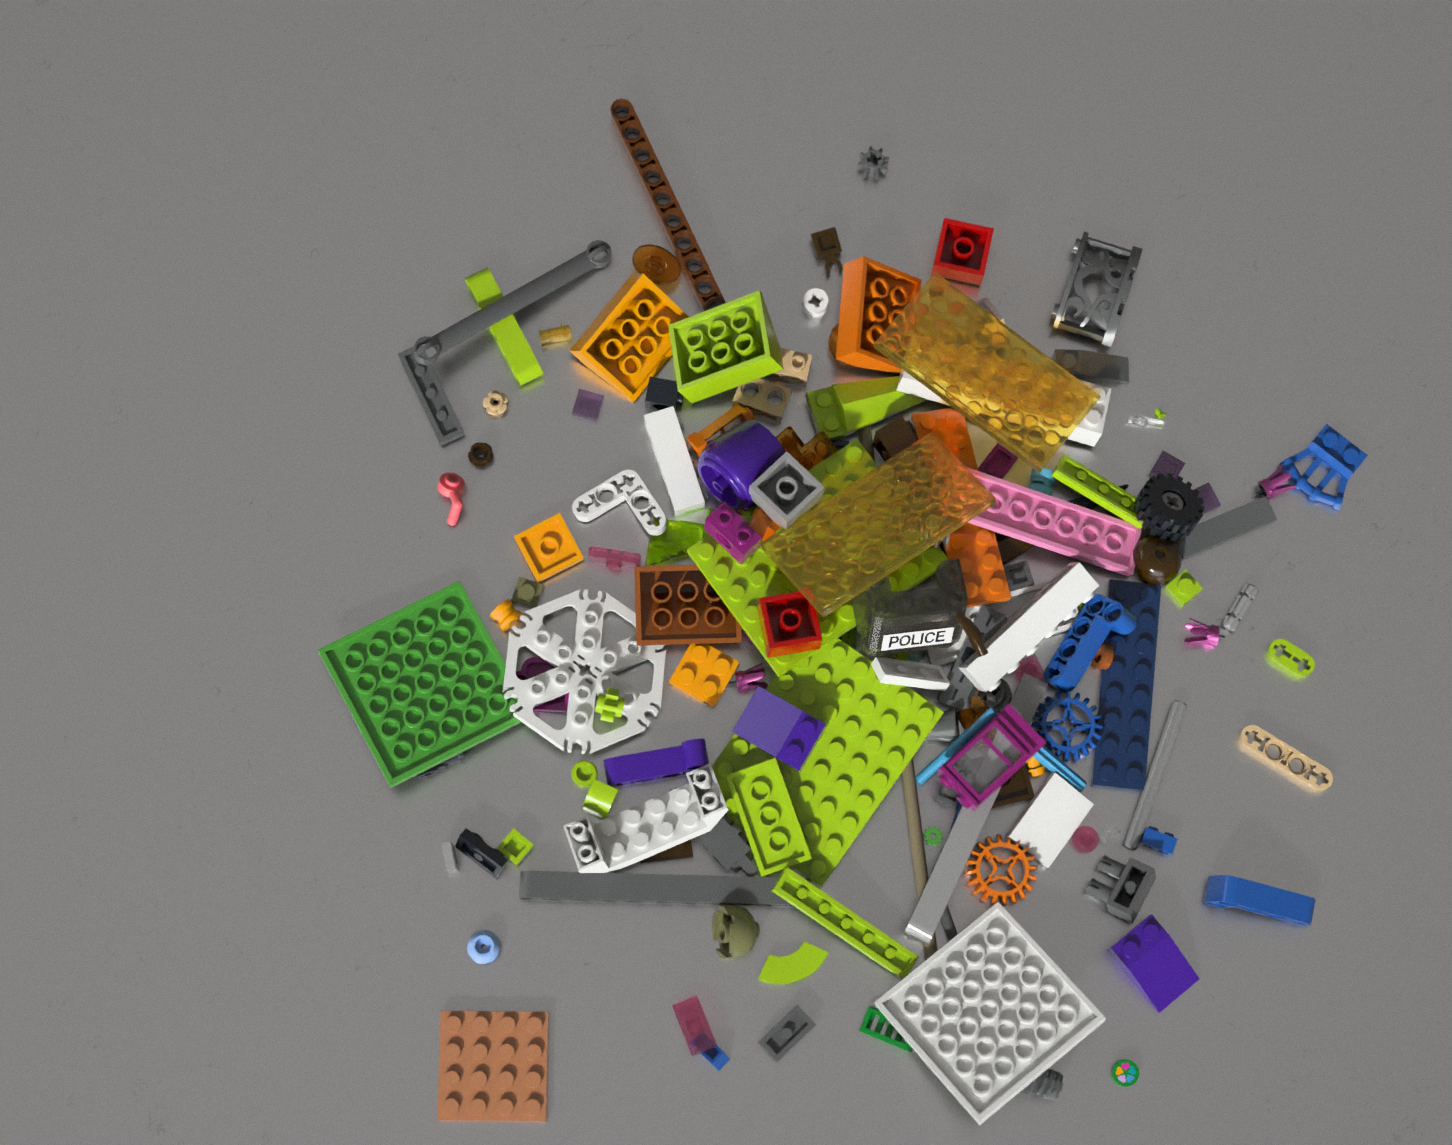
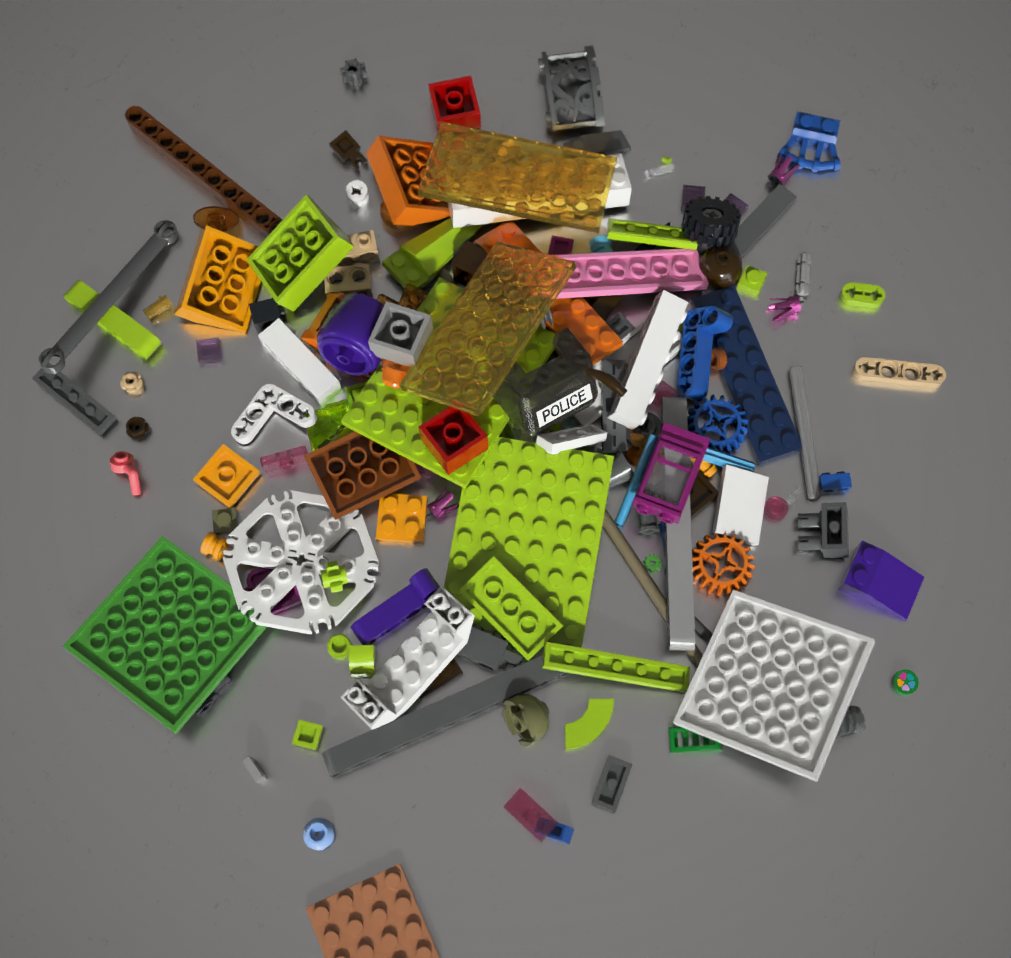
camera: 20 degrees left, 5 degrees down
(481, 853) = (280, 754): black plate -> none
(733, 533) = (372, 388): magenta brick -> none
(779, 728) = (486, 530): dark purple slope -> none
(1259, 898) = (938, 489): blue beam -> none

